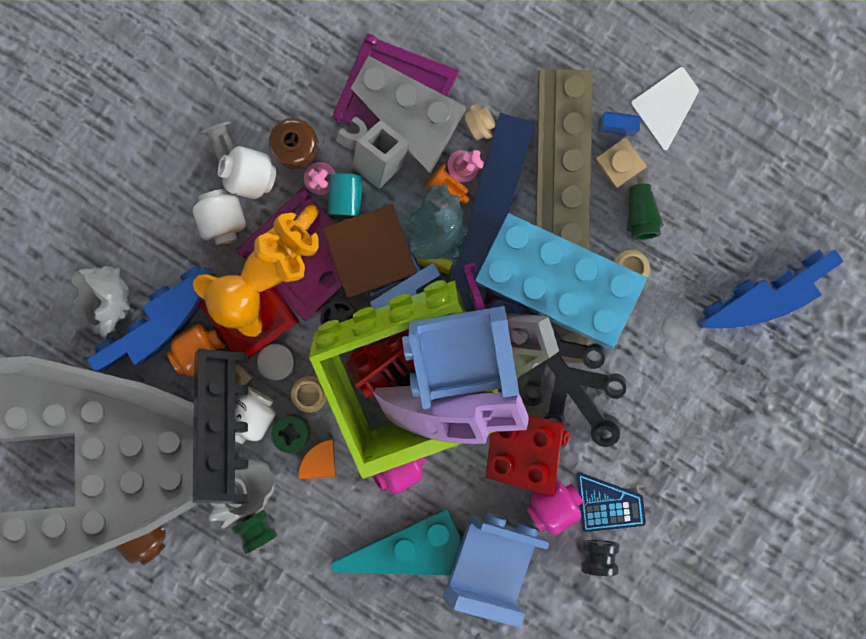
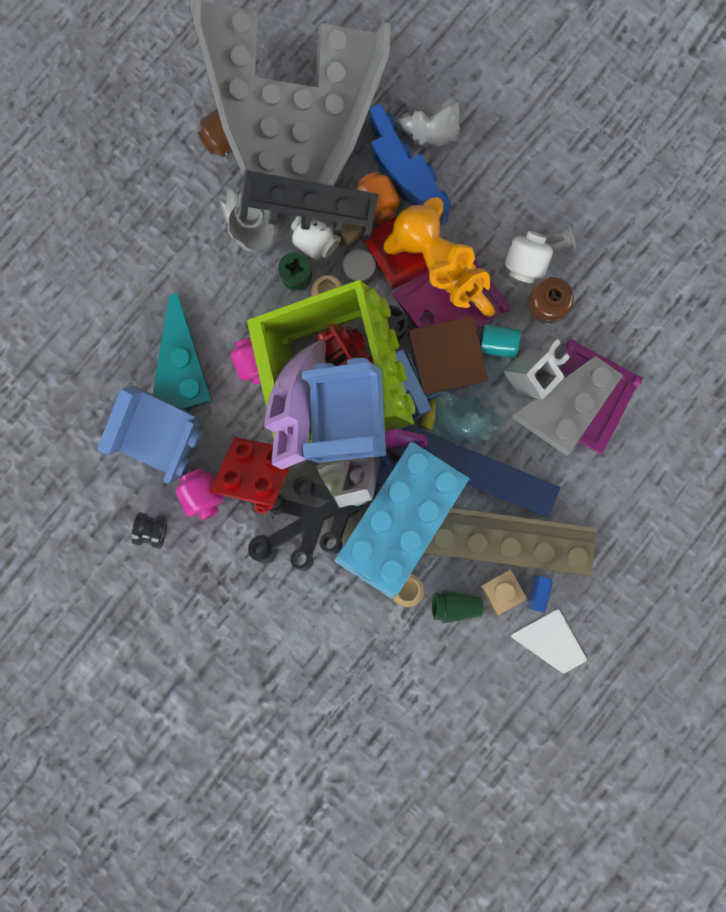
camera: 100 degrees right, 5 degrees down
(219, 217) = (492, 230): white head -> none
(254, 531) = (213, 230): dark green wheel -> none
(318, 177) = (519, 320): bright pink piece -> none
(319, 461) = (267, 293): orange tile -> none
(456, 188) = (500, 435): orange piece -> none
(464, 165) = (515, 449): bright pink piece -> none
(480, 122) = (553, 468): tan plate -> none
(608, 505) = (195, 545): dark blue sticker -> none
(761, 303) = (361, 703): blue slope -> none

